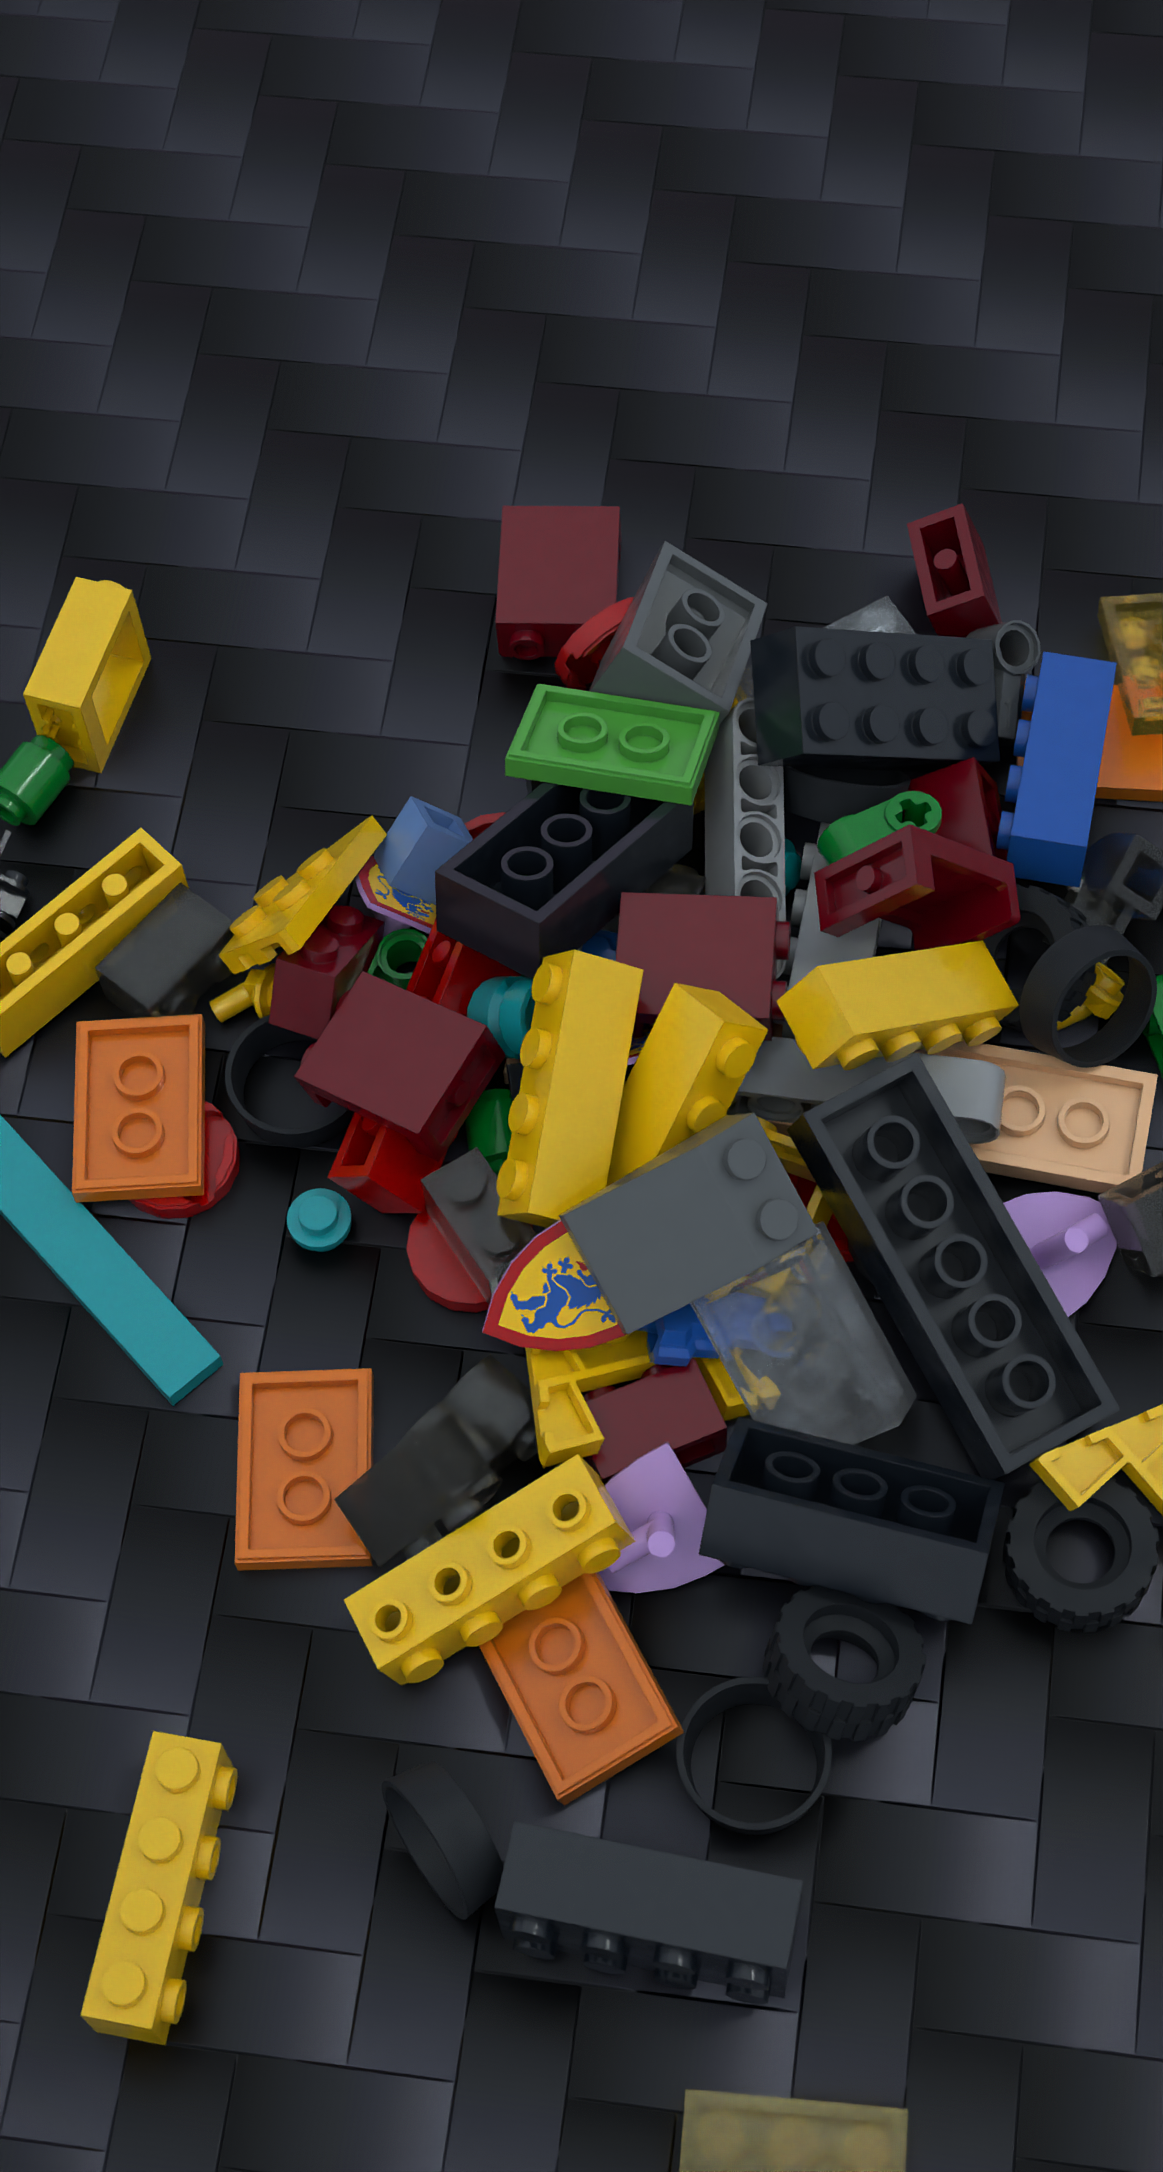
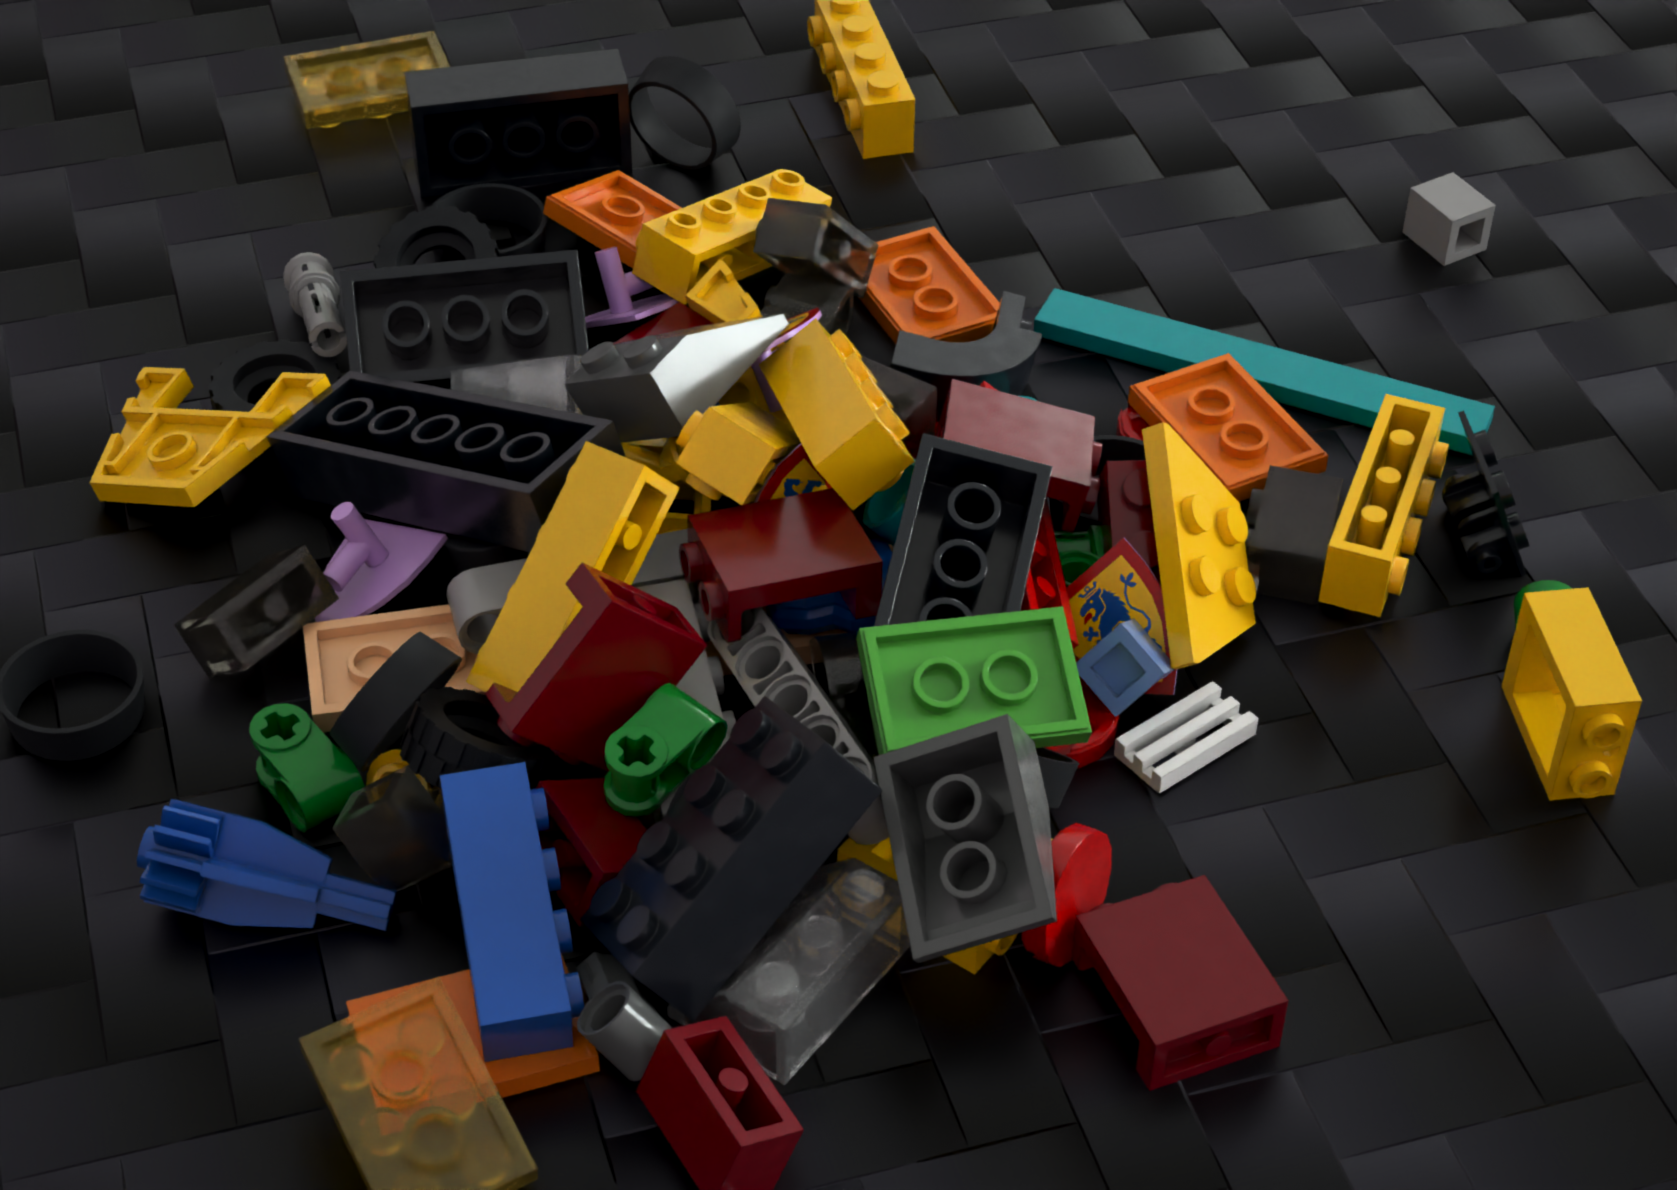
camera: 150 degrees right, 20 degrees down
(338, 1260) = (1000, 358): none -> black arch
(391, 793) = (1177, 731): none -> white tile
(998, 1690) = (303, 301): none -> light grey pin

